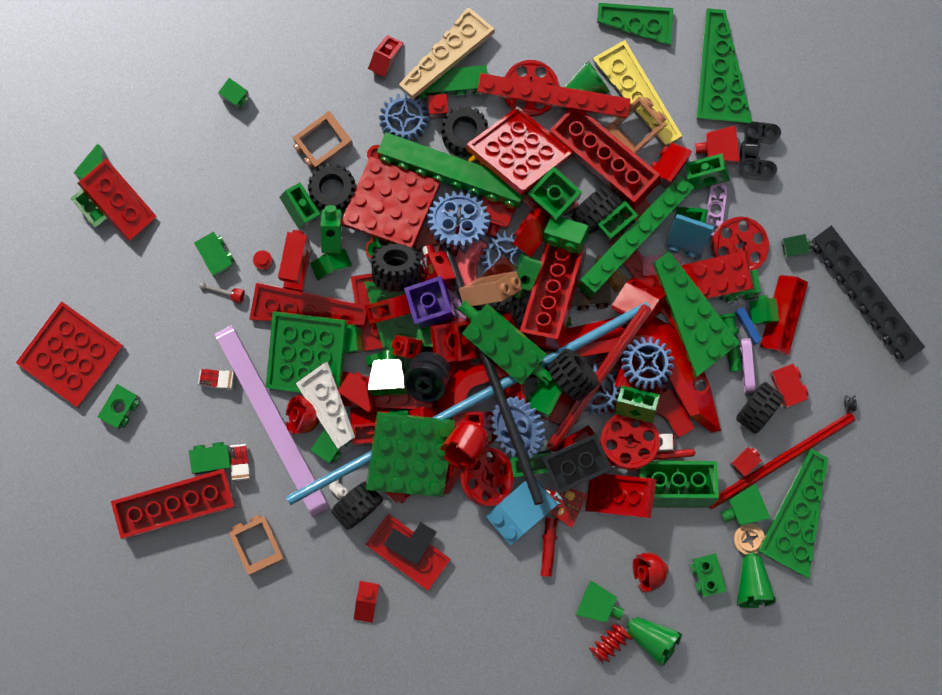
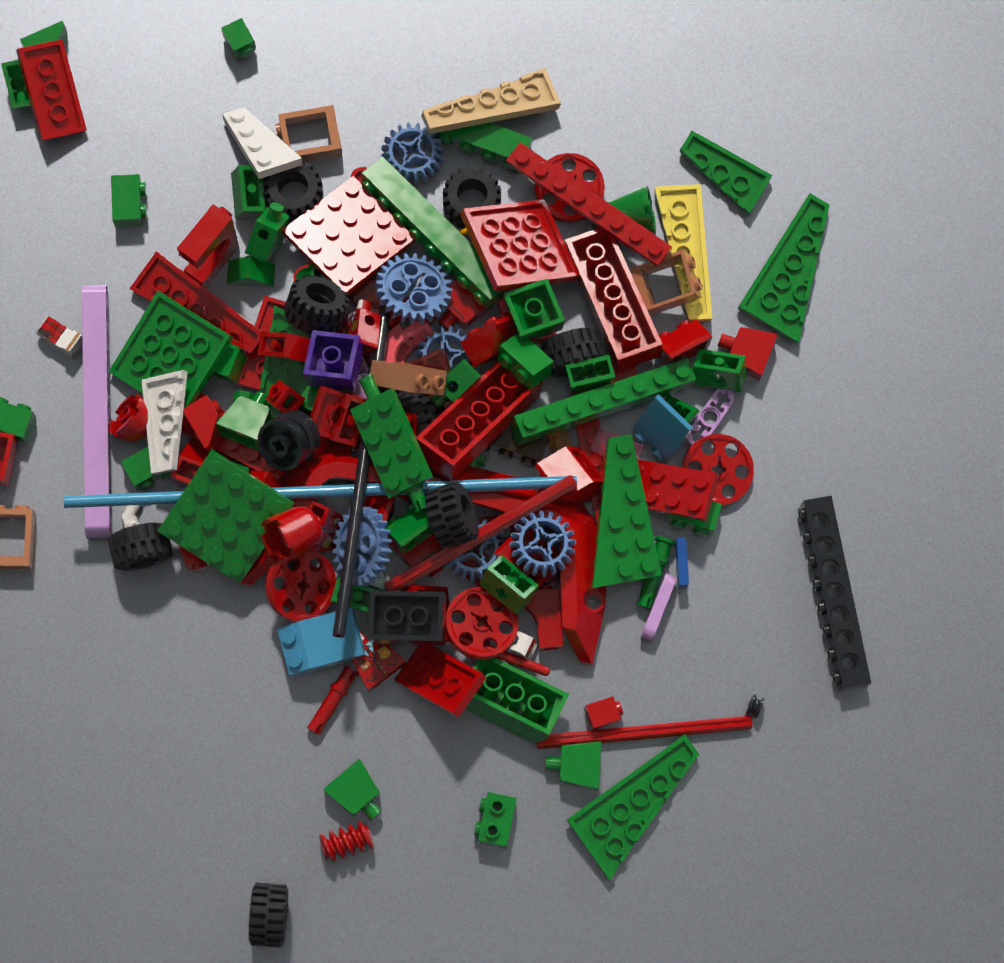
camera: 20 degrees right, 5 degrees down
(236, 294) = (128, 256): hinge -> none
(239, 463) = (37, 440): leg -> none
(262, 259) = (177, 231): red plate -> none
(290, 166) = (260, 146): none -> white wing
(366, 601) = (97, 659): red slope -> none
(385, 55) = (425, 76): red slope -> none
(413, 547) = (180, 625): black tile -> none
(425, 571) = (172, 628): red plate -> none
(438, 106) = (455, 157): red brick -> none
(650, 570) = (433, 782): red cylinder -> none
(654, 639) = (398, 861): green cone -> none
(740, 535) = (555, 794): light nougat gear -> none
(750, 151) = (783, 370): black beam -> none
(754, 583) = (543, 855): green cone -> none
(760, 407) = (647, 658): black tyre -> none
(764, 310) = (708, 554): green brick -> none
(788, 383) = (695, 652): red brick -> none
(789, 297) = (730, 570): red panel -> none
(795, 246) = (779, 501): dark green brick -> none

